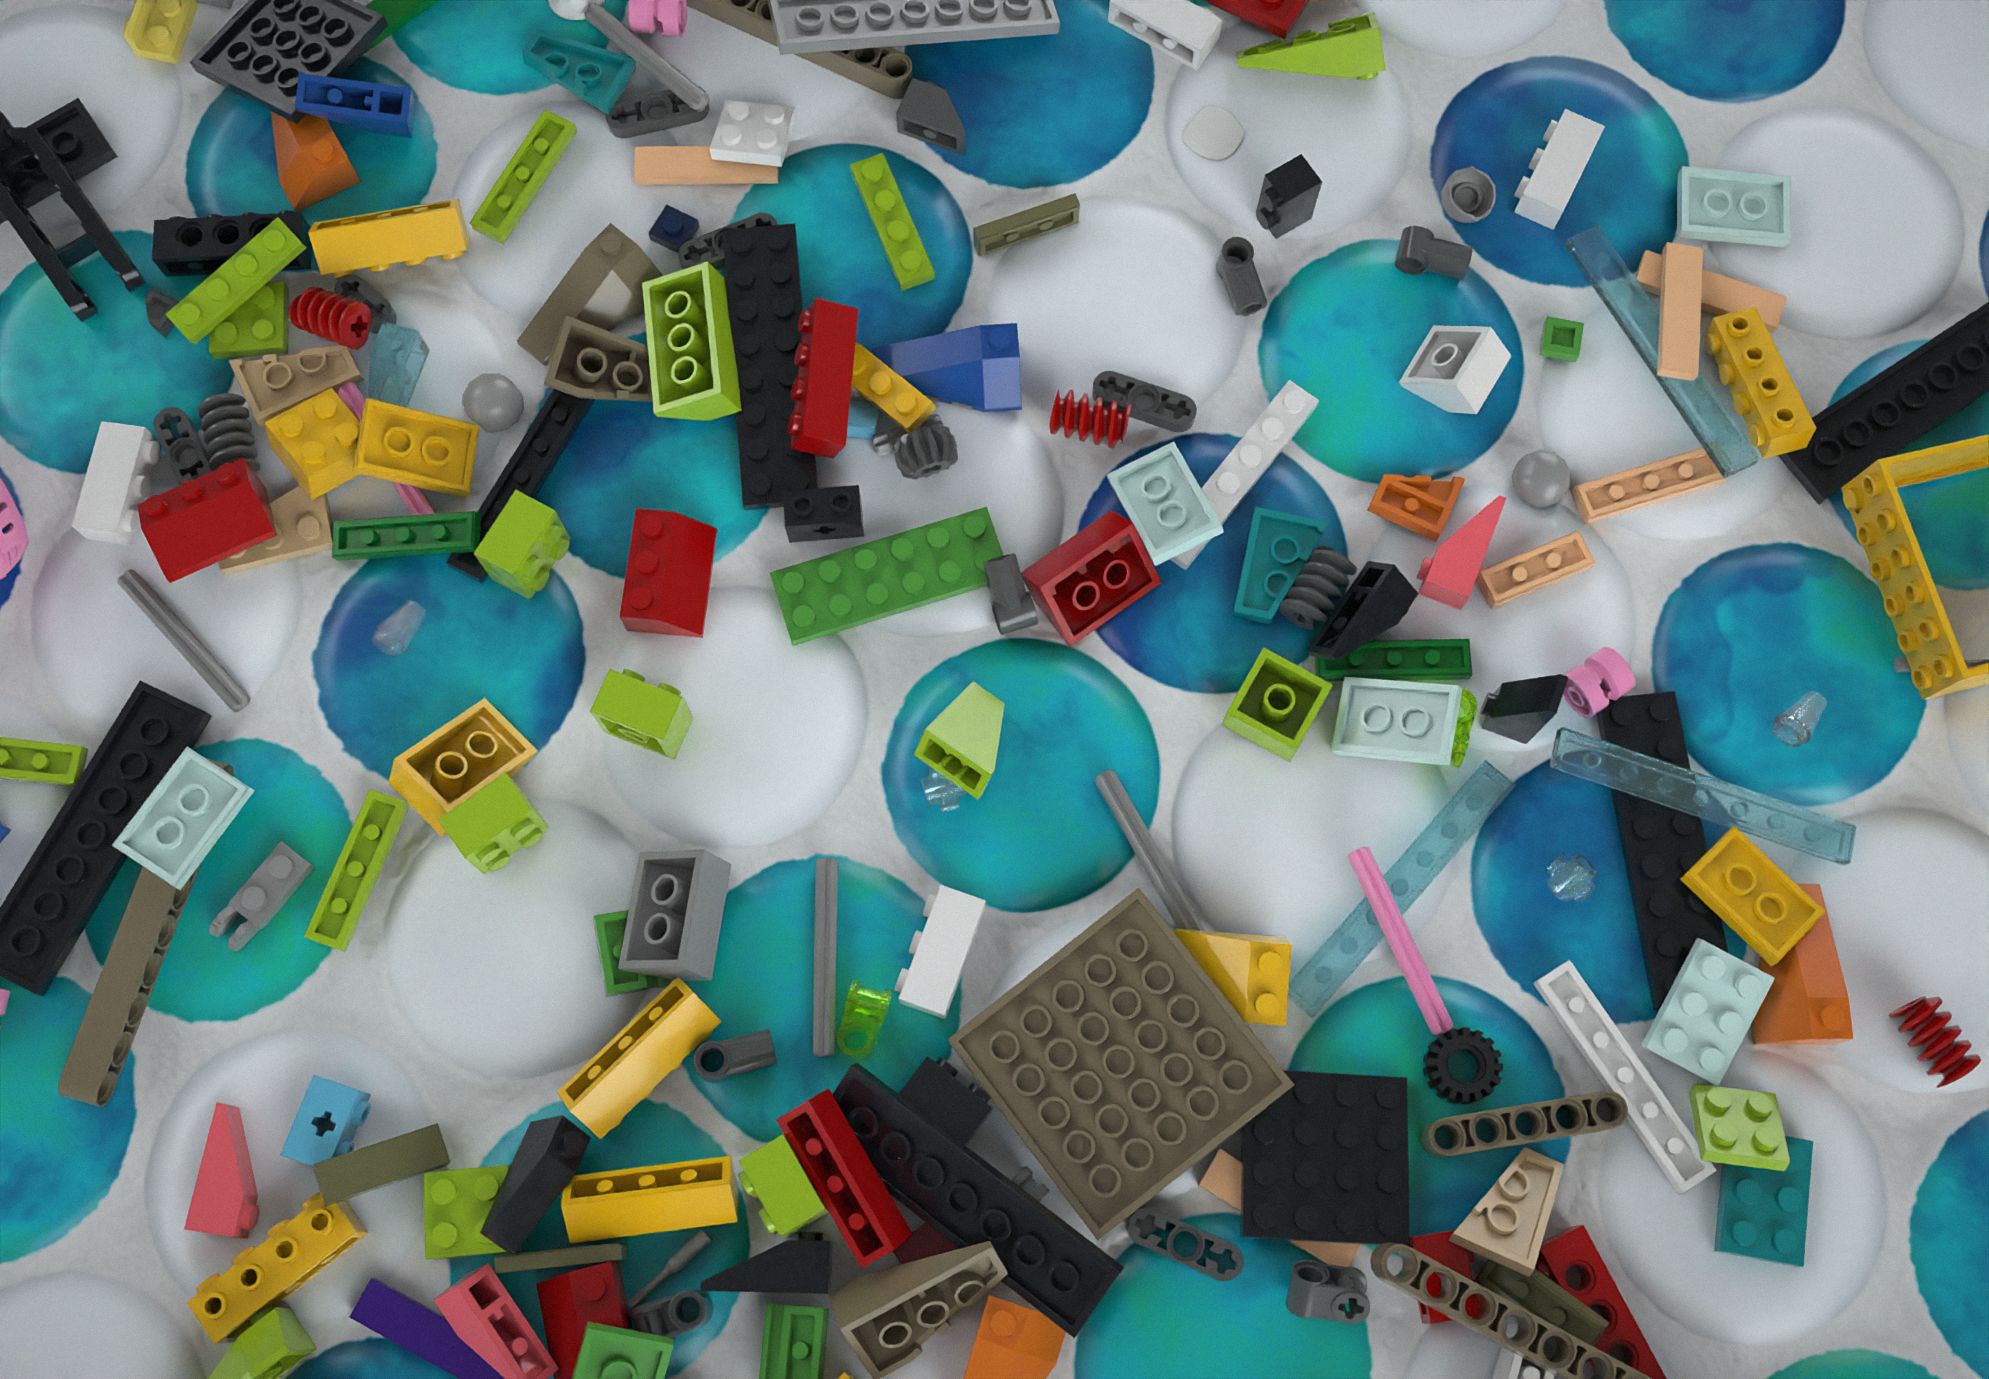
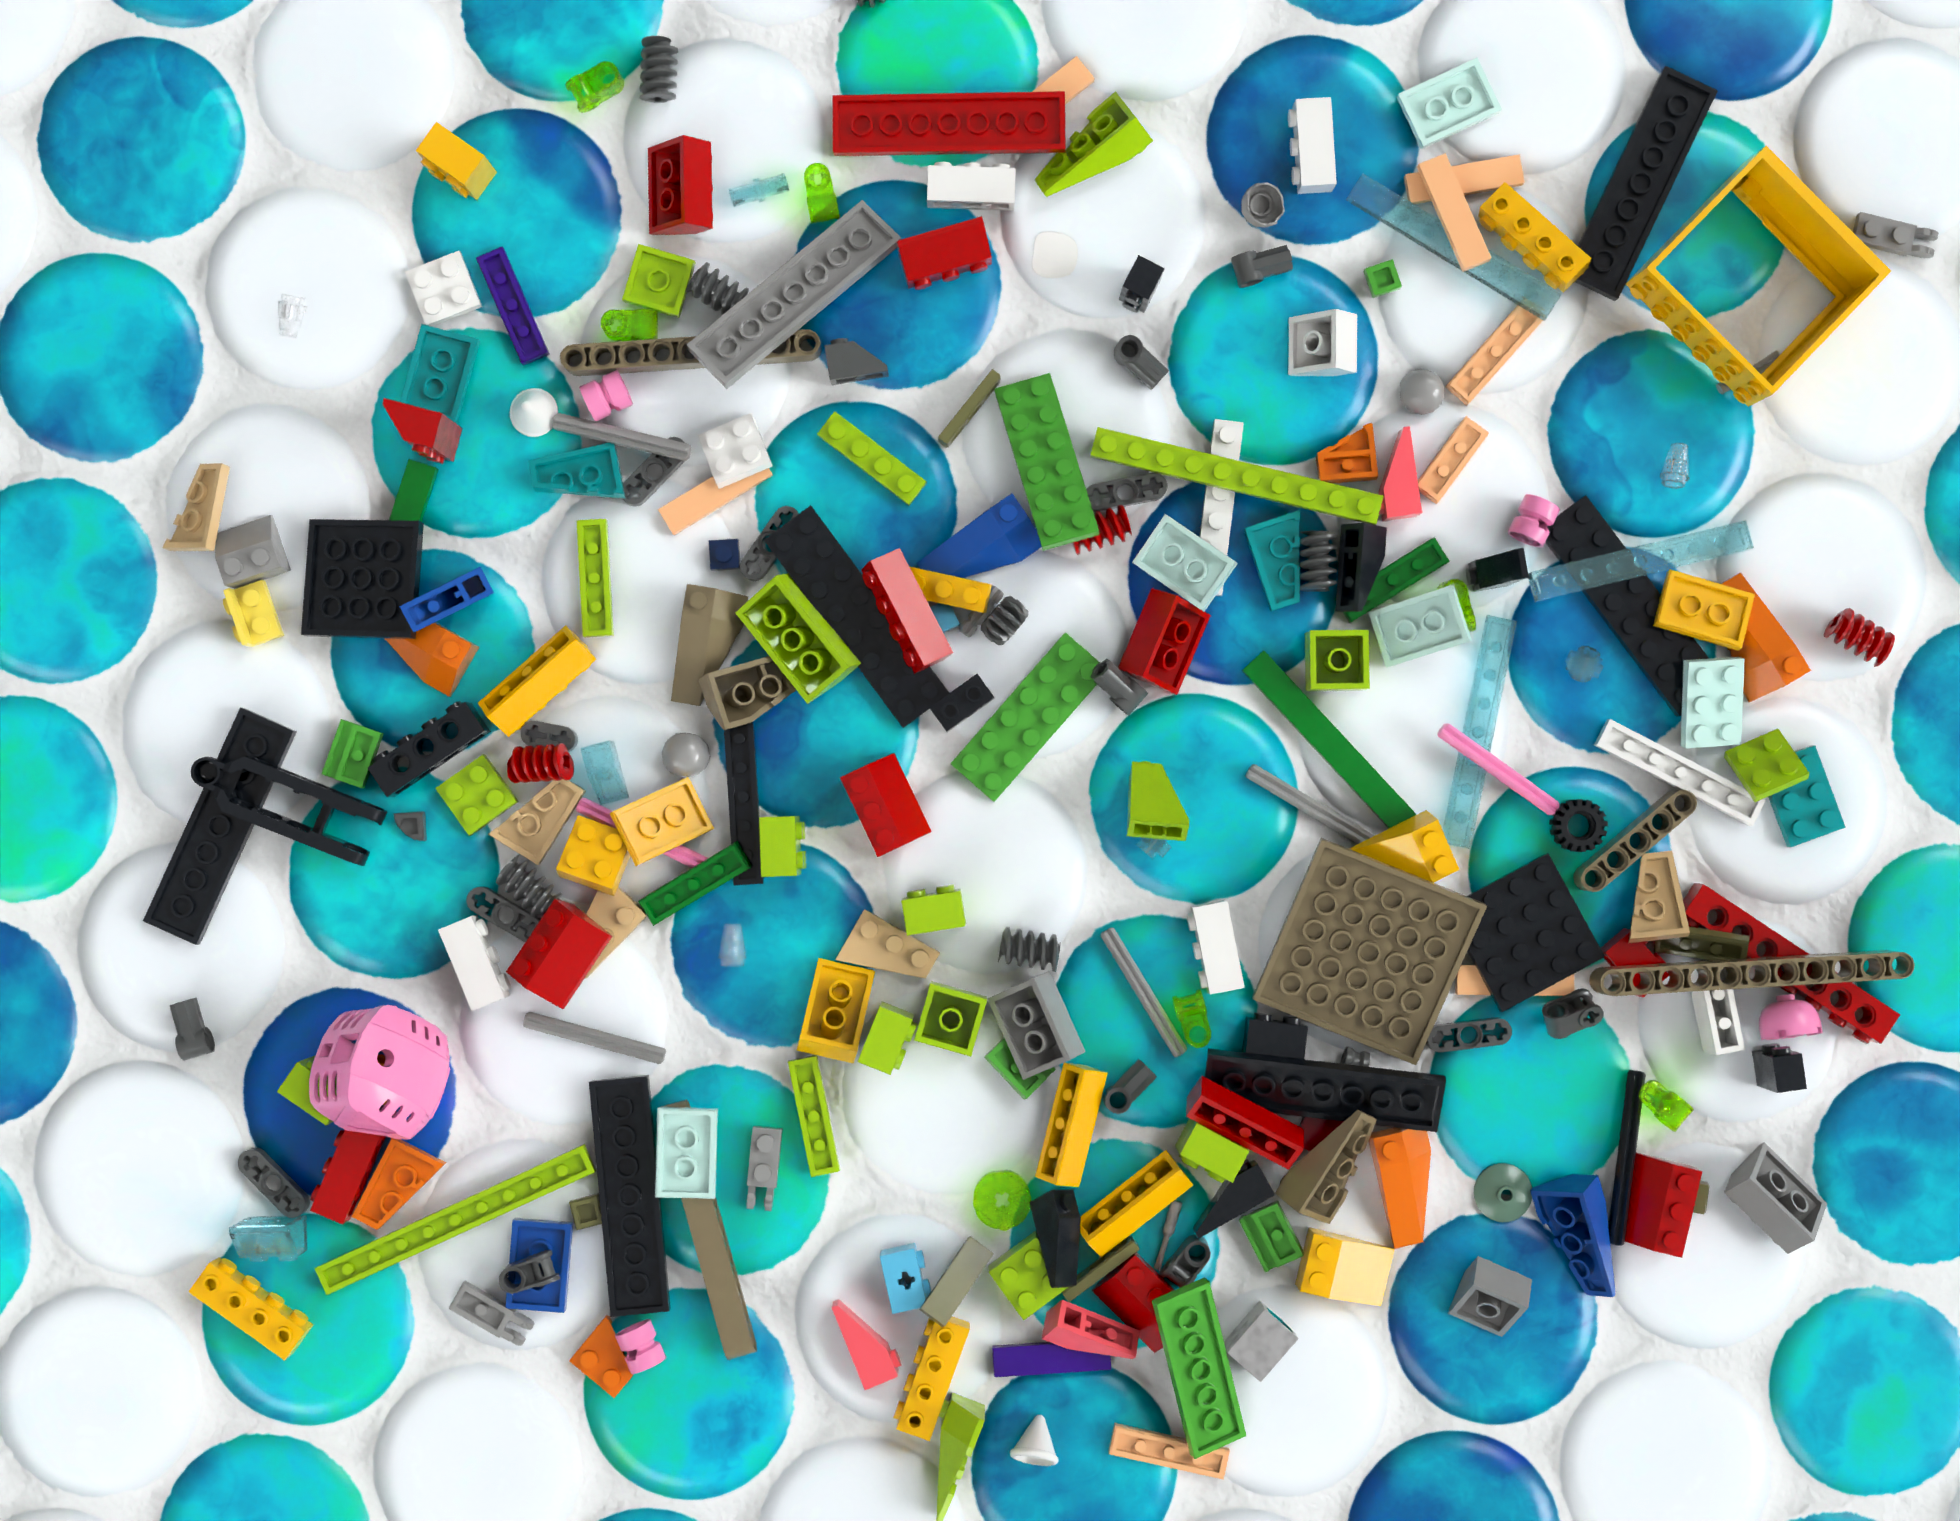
camera: 35 degrees left, 15 degrees up
(31, 825) = (586, 1211): none -> olive tile
(153, 199) = (352, 753): none -> bright green plate
(236, 281) = (457, 777): lime plate -> none
(482, 1092) = (985, 1202): none -> clear neon green plate
(567, 731) = (887, 948): none -> tan wing
(582, 847) = (951, 1018): none -> lime brick
(723, 826) = (1029, 949): none -> dark grey piece
(1074, 318) = (1046, 462): none -> bright green plate
(1096, 58) = (945, 253): none -> red slope
(1214, 795) = (1327, 740): none -> green tile
(1280, 447) = (1236, 476): none -> lime plate

